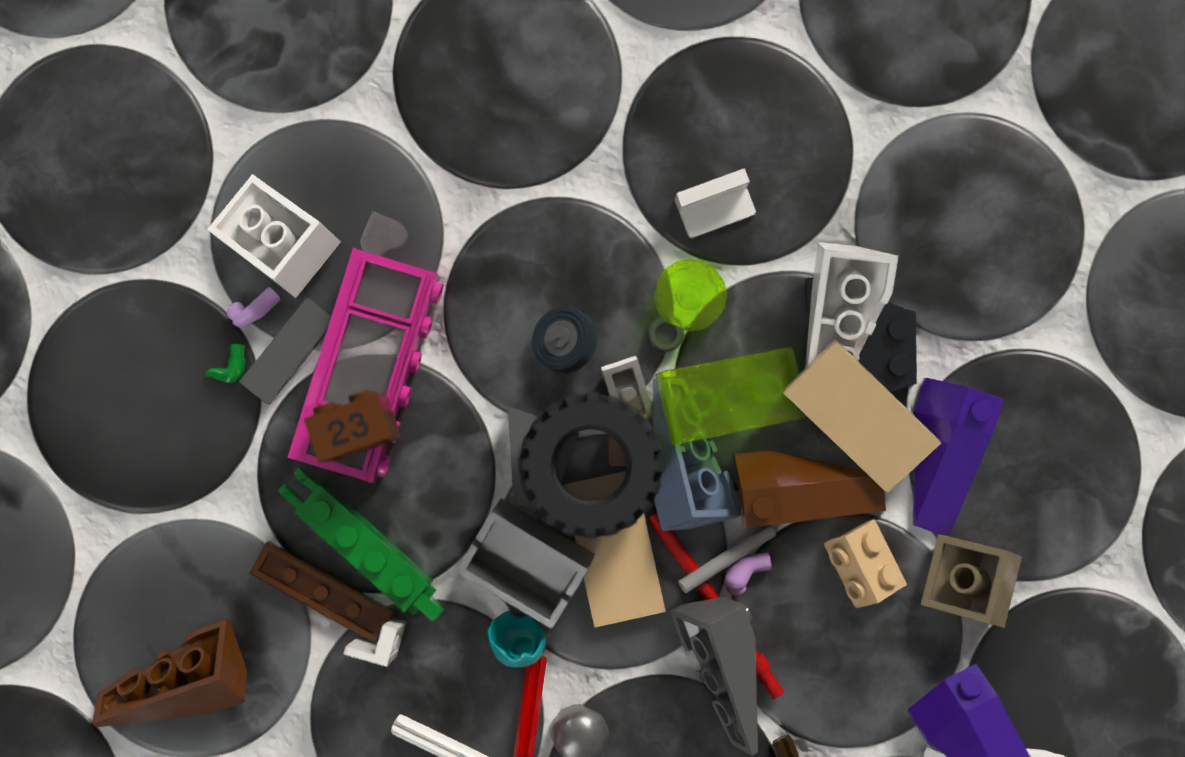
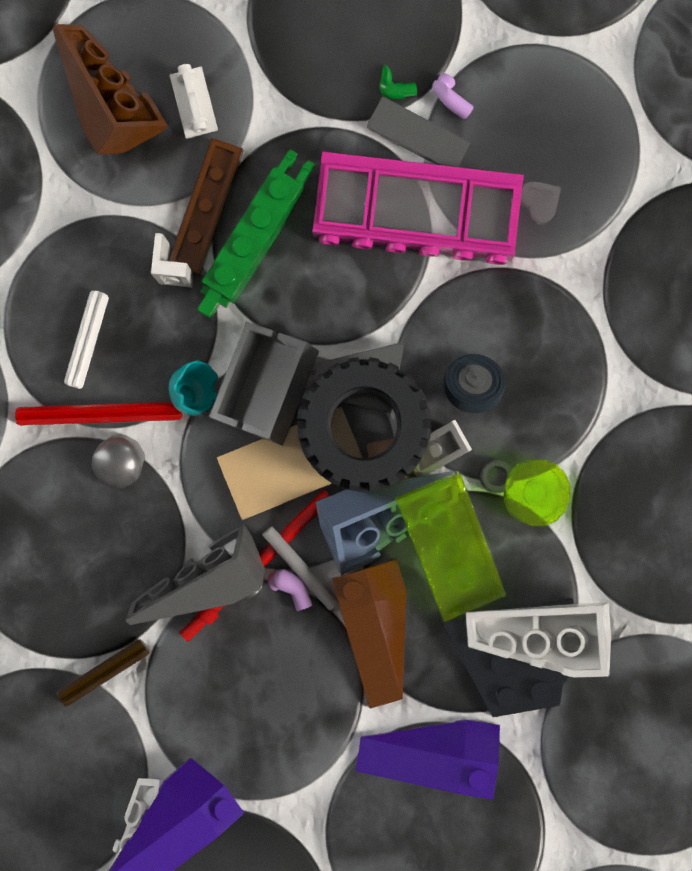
camera: 85 degrees right, 0 degrees up
(205, 586) = (193, 101): none -> white hinge
(274, 235) = (521, 103): white slope -> none
(352, 427) = (359, 202): reddish brown brick -> none
(715, 203) = (626, 501): white panel -> none
(861, 416) = (453, 669): tan tile -> none
(865, 564) = (316, 697): tan bracket -> none
(971, 580) = (319, 798): dark tan slope -> none

